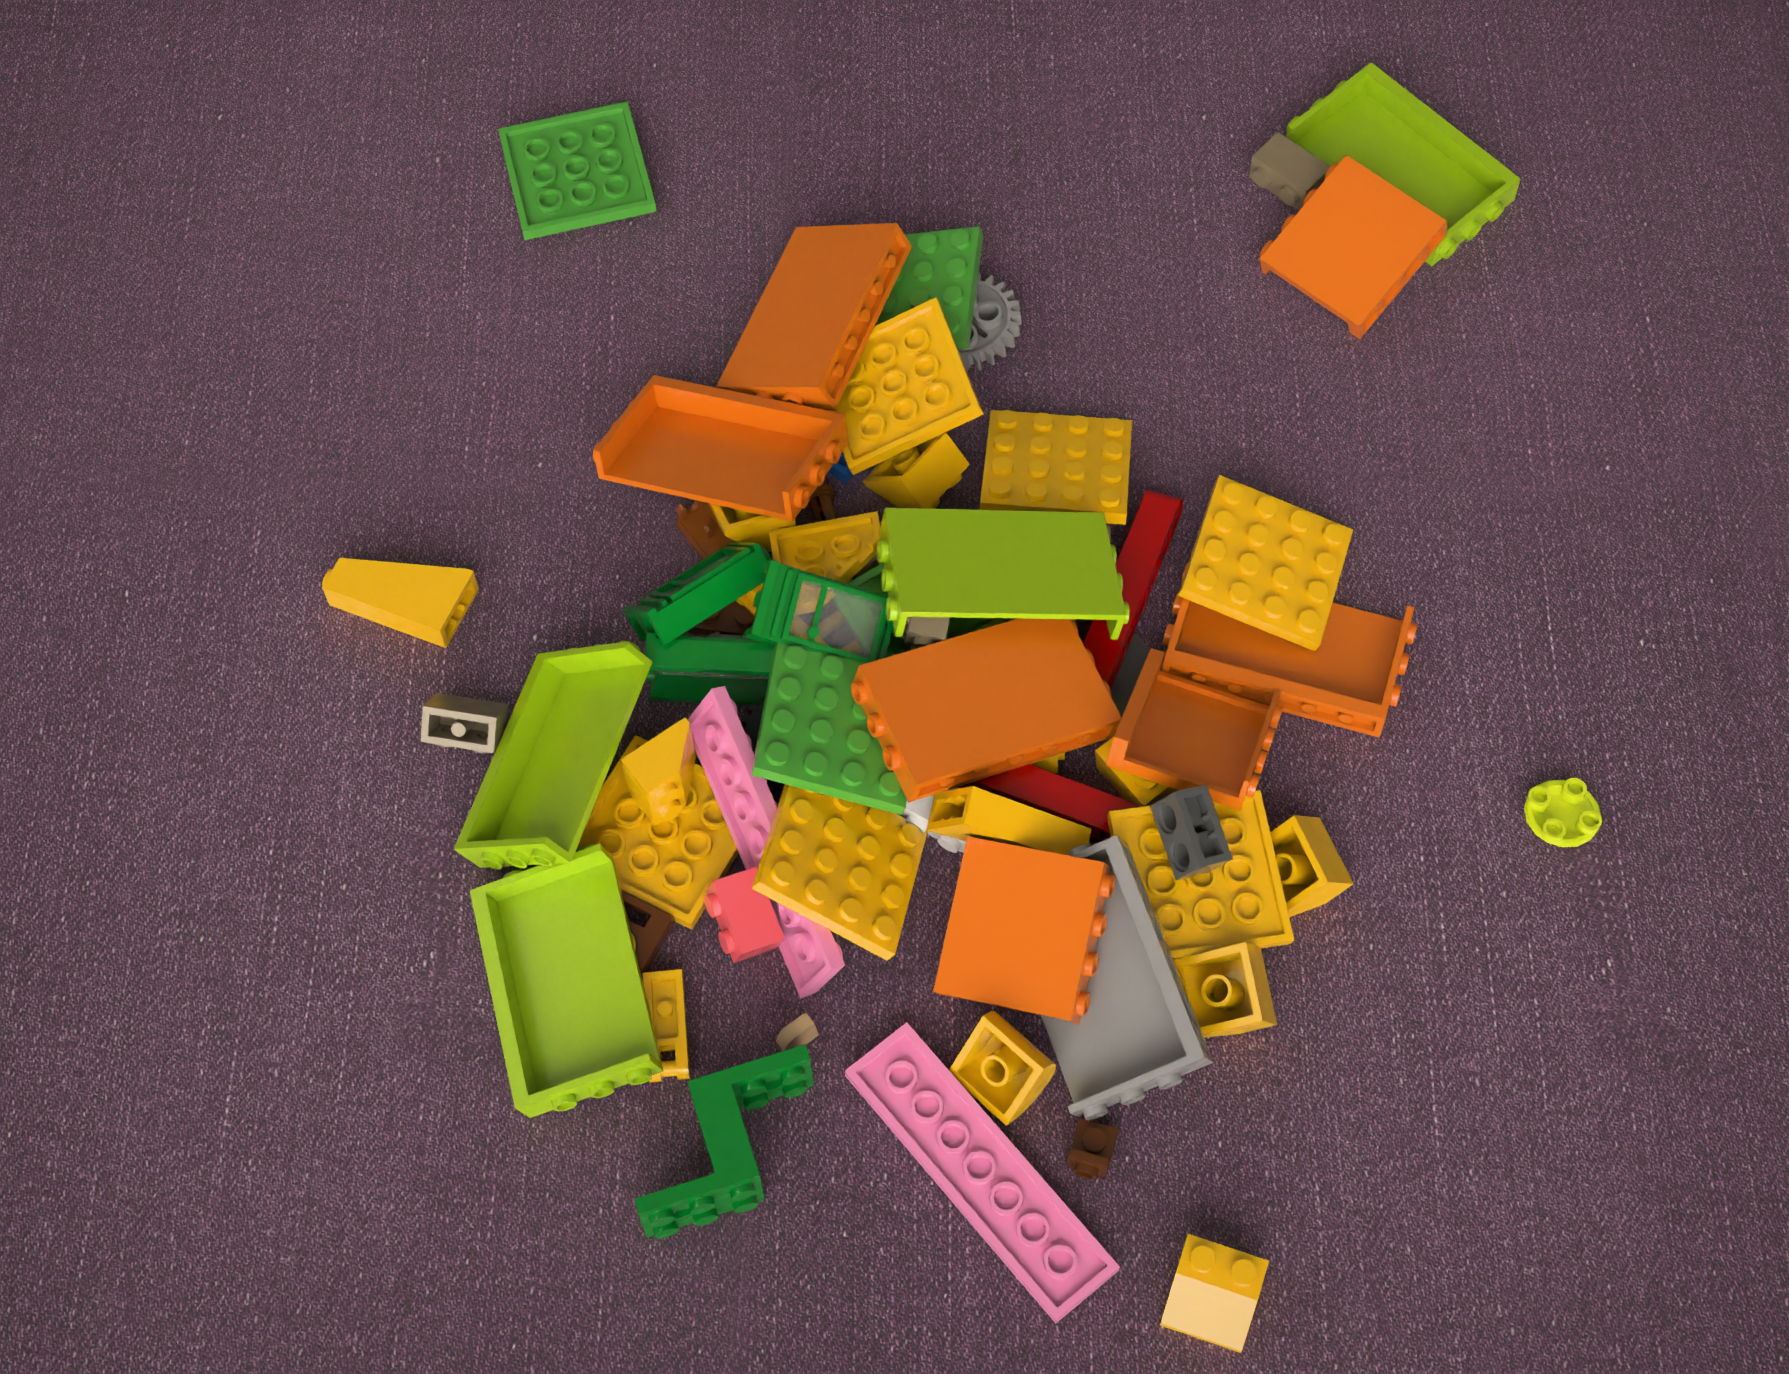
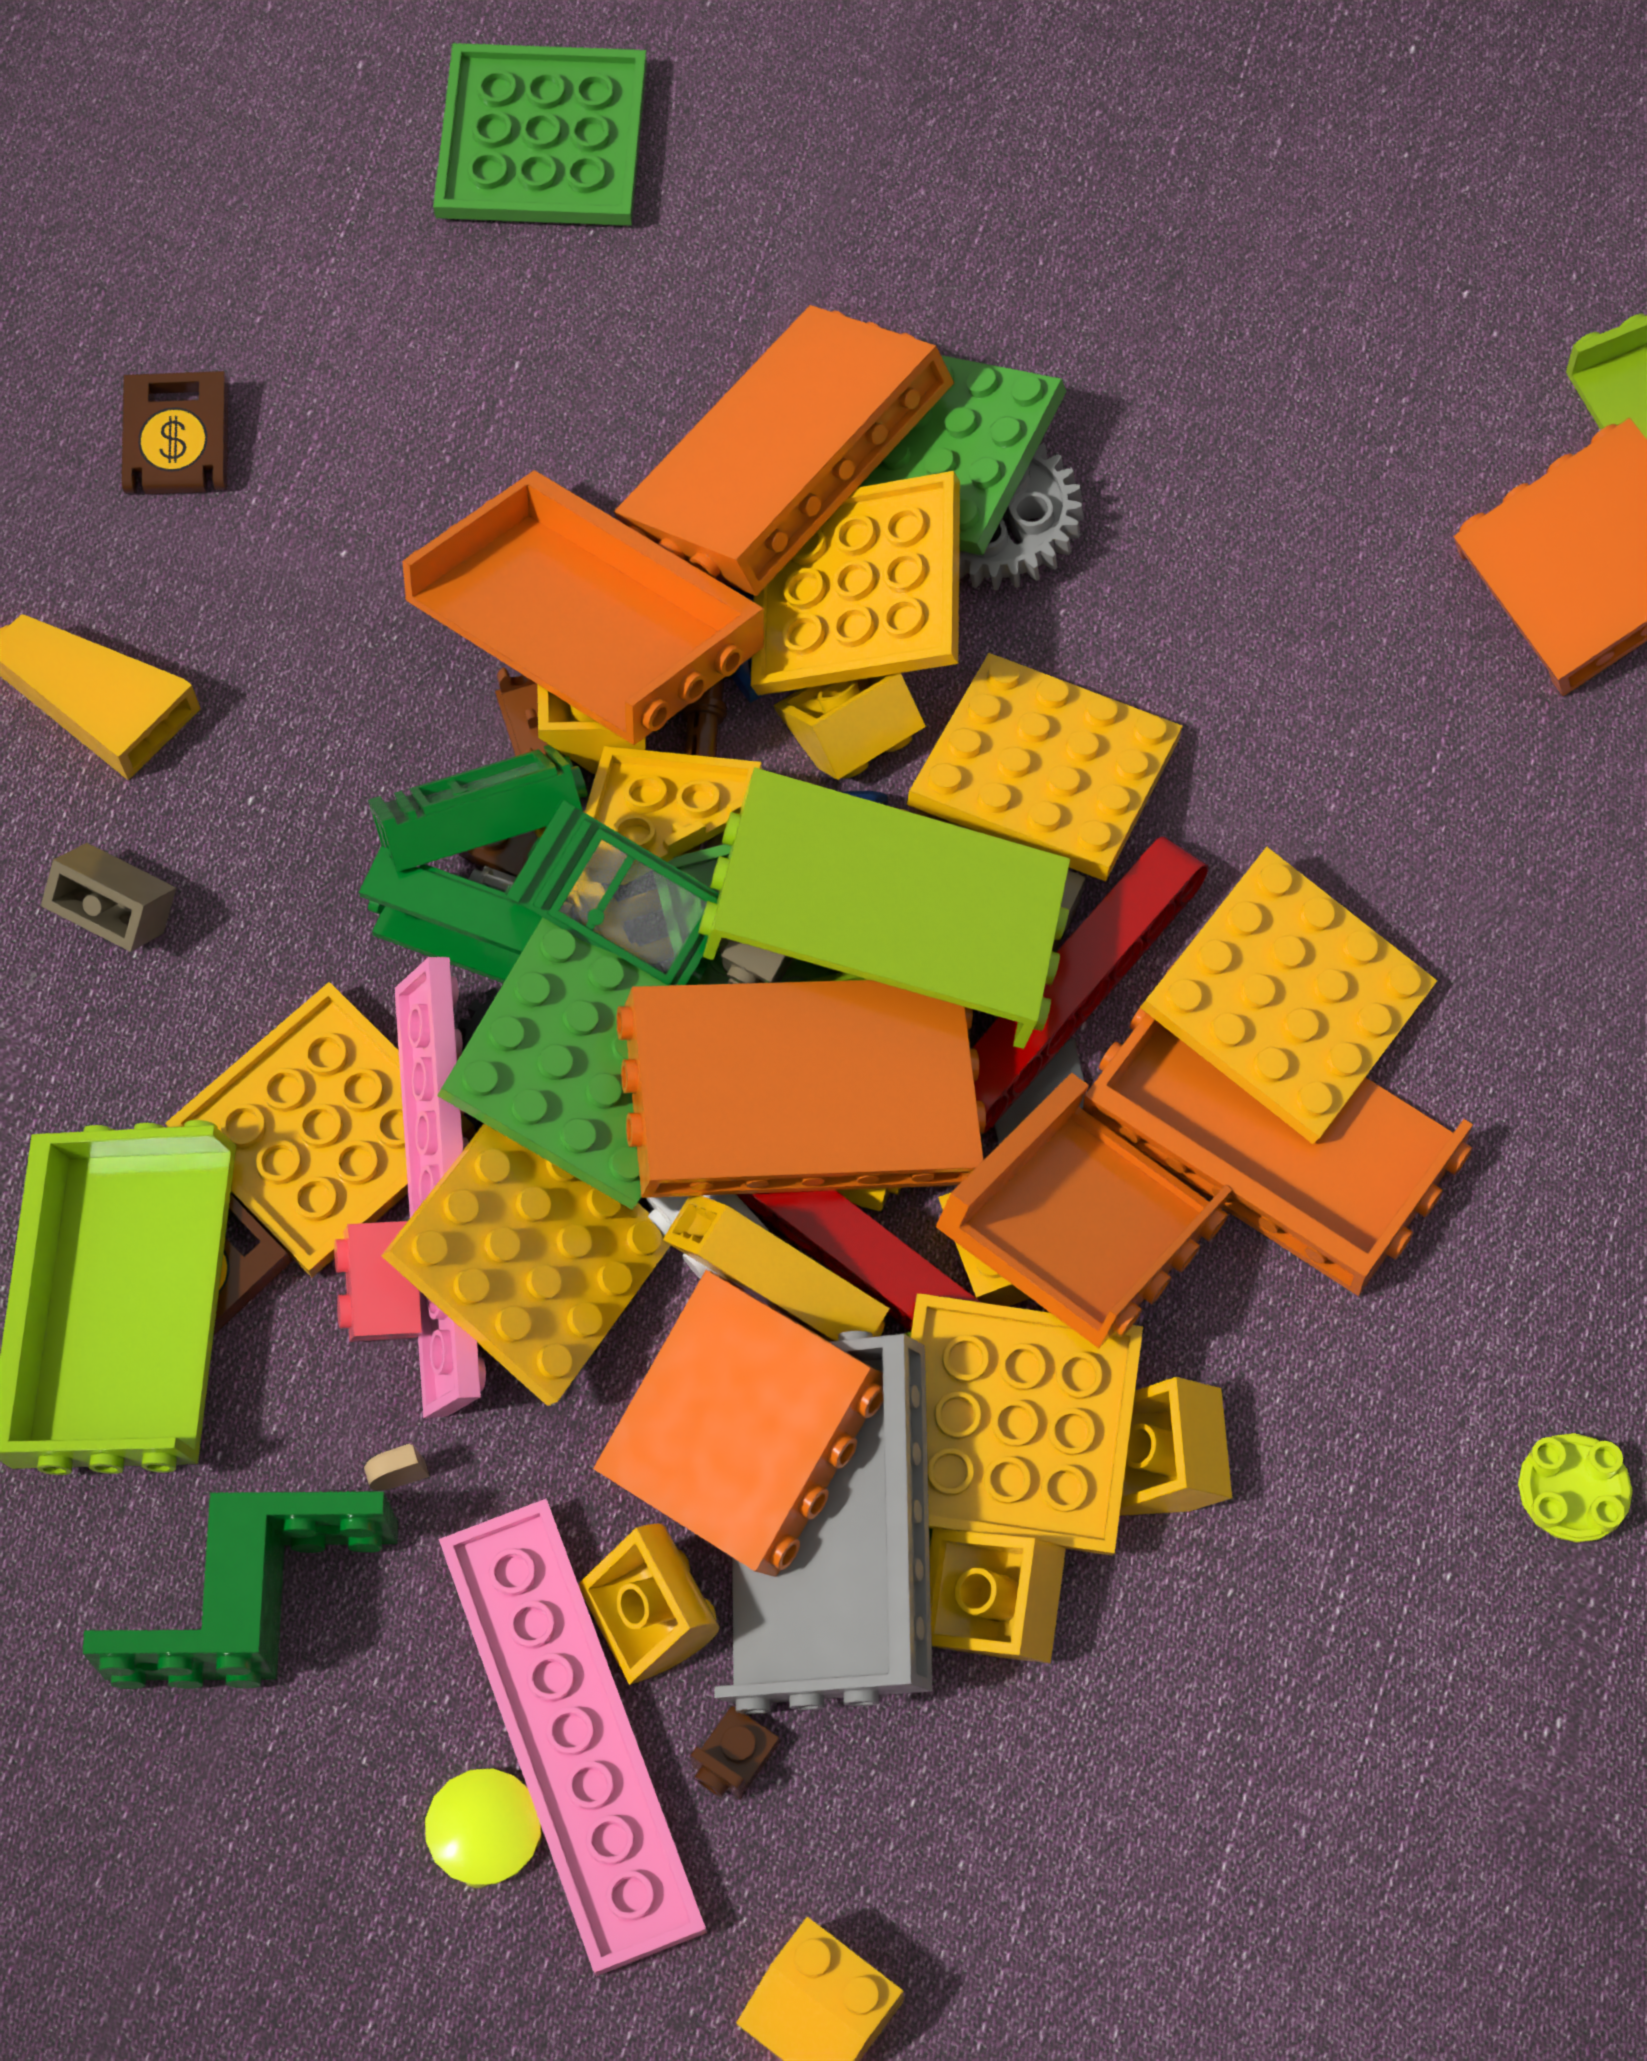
camera: 20 degrees right, 5 degrees up
(401, 421) = (175, 438): none -> reddish brown container
(553, 756) = (201, 982): lime panel -> none
(662, 772) = (338, 1049): yellow slope -> none
(668, 1014) = (234, 1390): yellow plate -> none
(943, 1250) = (482, 1827): none -> neon yellow dish
(1191, 832) = (1012, 1360): dark grey brick -> none
(1287, 170) = (1547, 410): dark tan brick -> none

